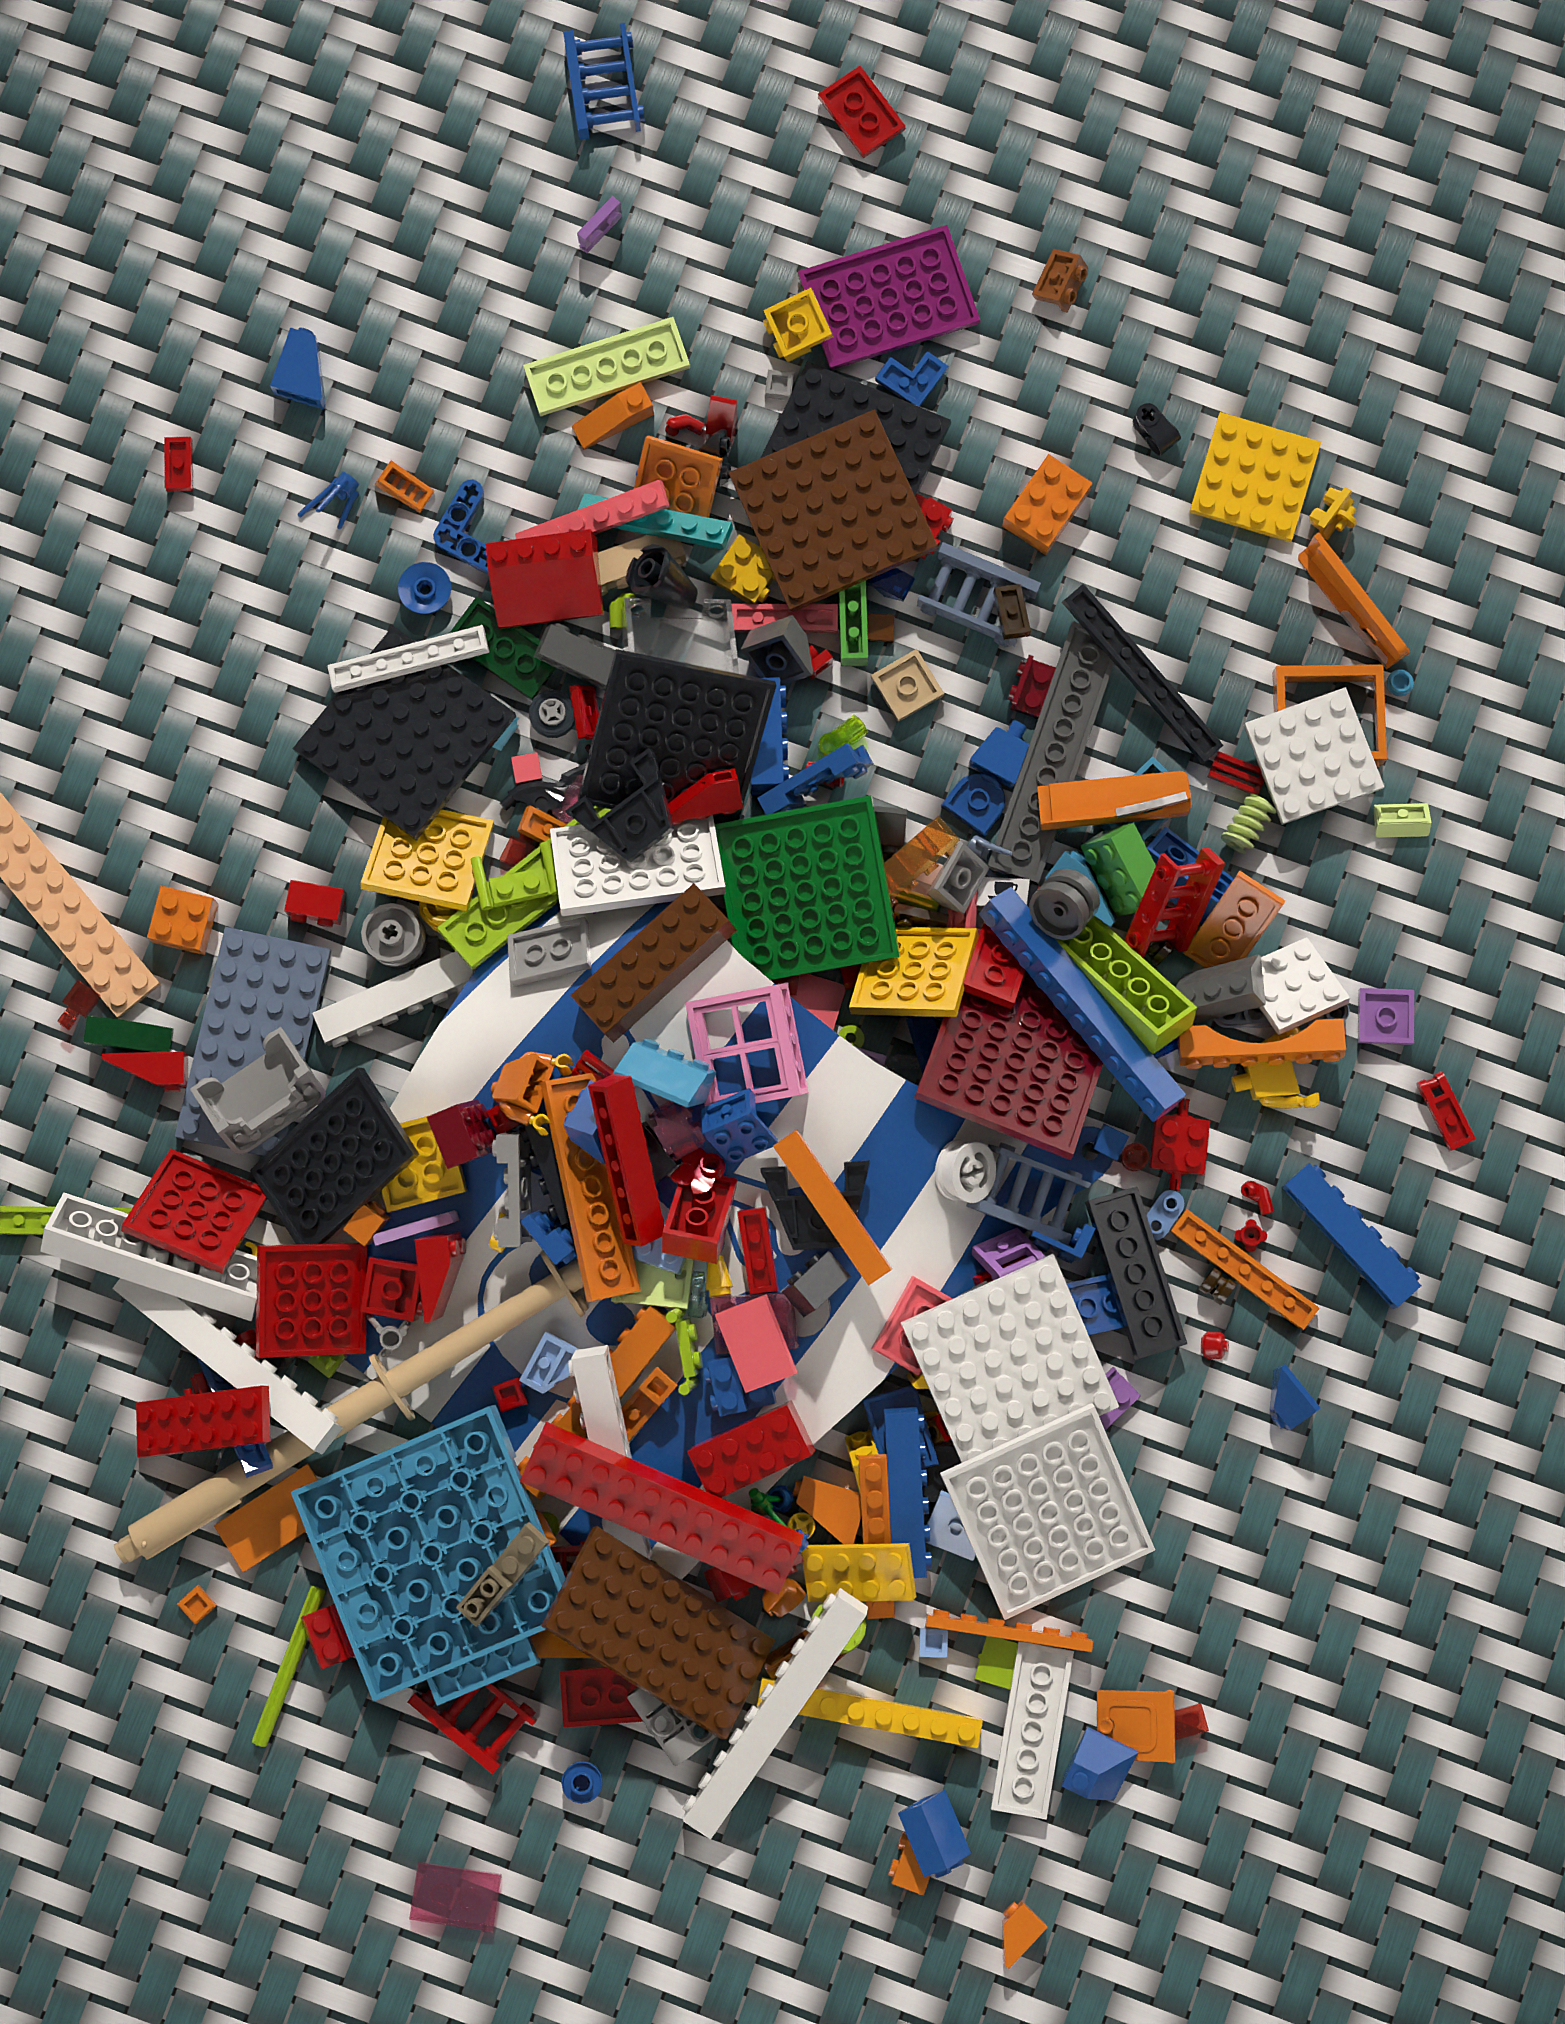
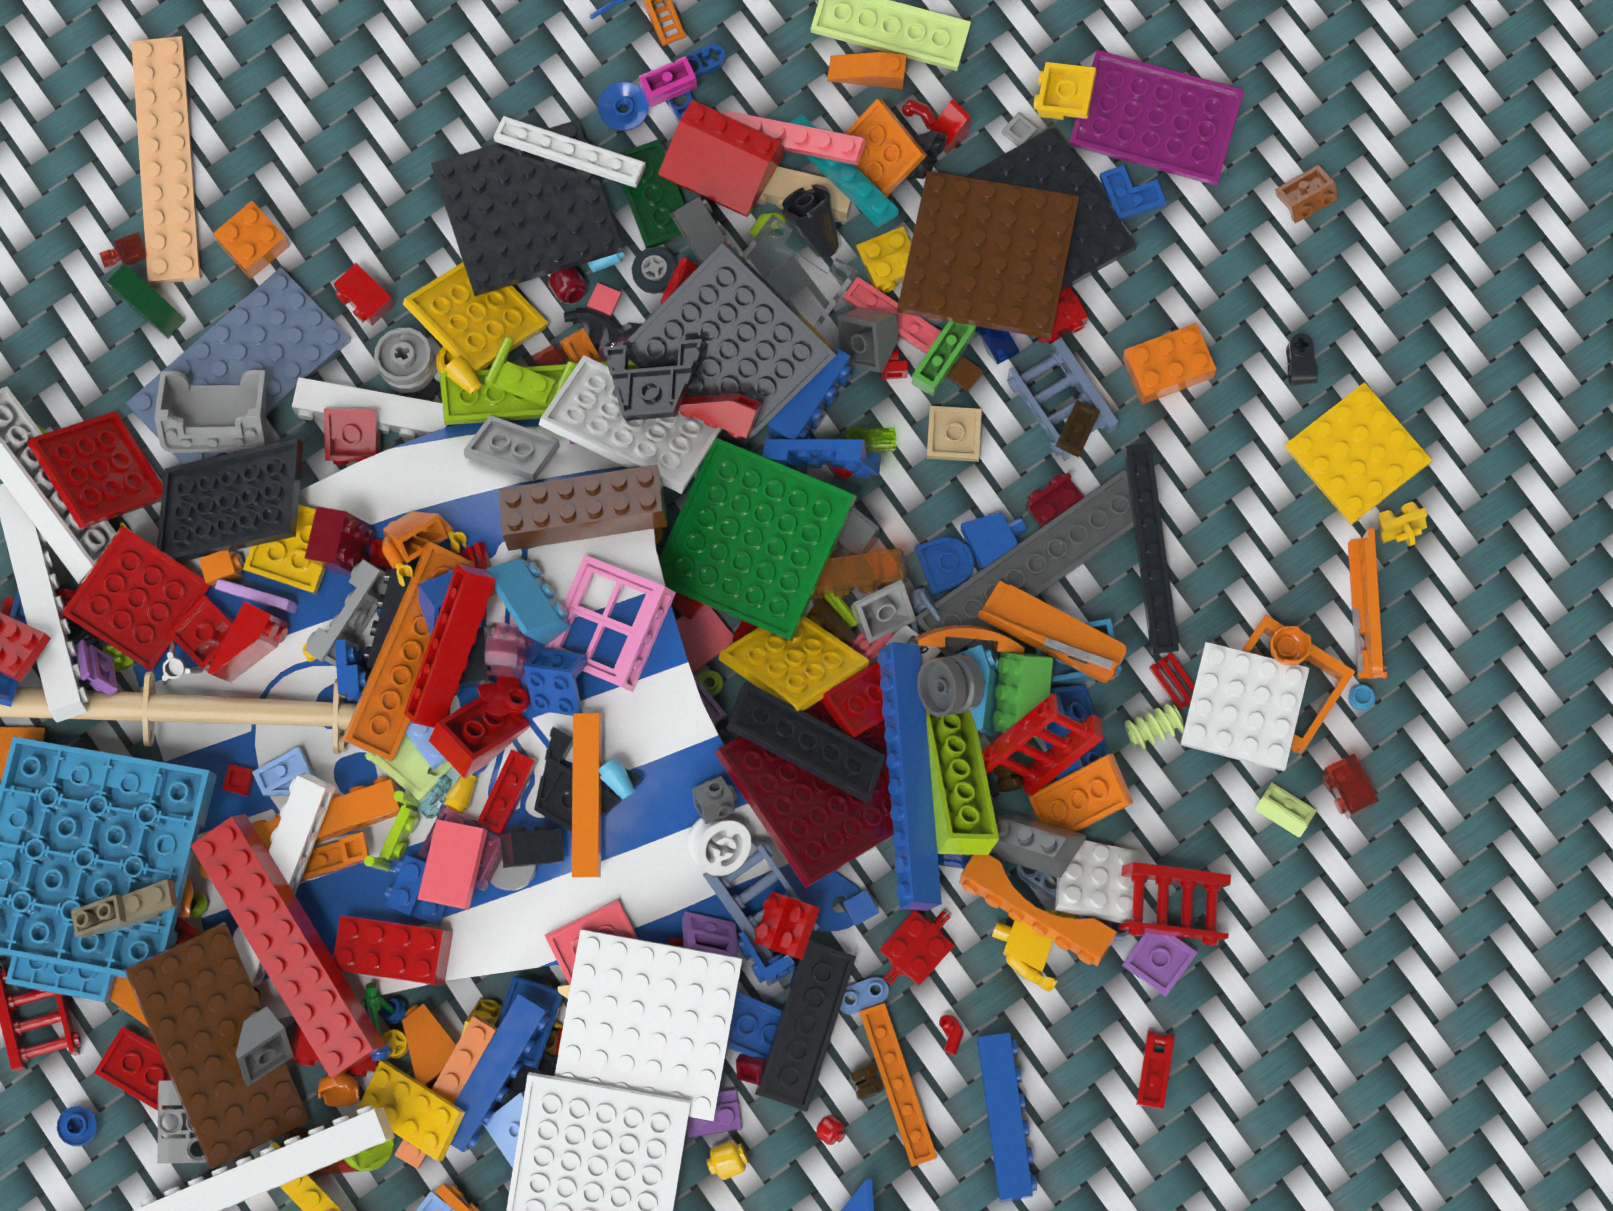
camera: 35 degrees right, 5 degrees down
(162, 1069) = (153, 344): red slope -> none
(322, 1383) = (96, 667): none -> medium lavender plate
(395, 1032) = (350, 434): none -> plate
(451, 541) = (667, 82): none -> dark pink brick
(460, 916) = (463, 375): none -> yellow cone
(488, 777) = (567, 285): none -> dark red head
(699, 1606) = (262, 1046): none -> dark grey slope
(850, 1176) = (616, 778): none -> medium azure cone
(940, 1137) = (714, 799): none -> dark grey brick
(980, 1035) = (806, 742): none -> black plate
(1020, 868) = (937, 637): none -> orange slope
(1067, 1201) = (786, 925): none -> red plate
(1114, 1341) = (749, 1068): none -> dark red tile
(1139, 1155) = (872, 928): clear red wheel -> none
(1149, 1429) = (727, 1159): none -> yellow head
(1258, 1235) = (927, 1054): red plate -> none
(1318, 678) = (1290, 645): none -> orange hair
(1347, 946) = (1188, 881): none -> red fence
(1443, 765) = (1349, 786): none -> clear red brick

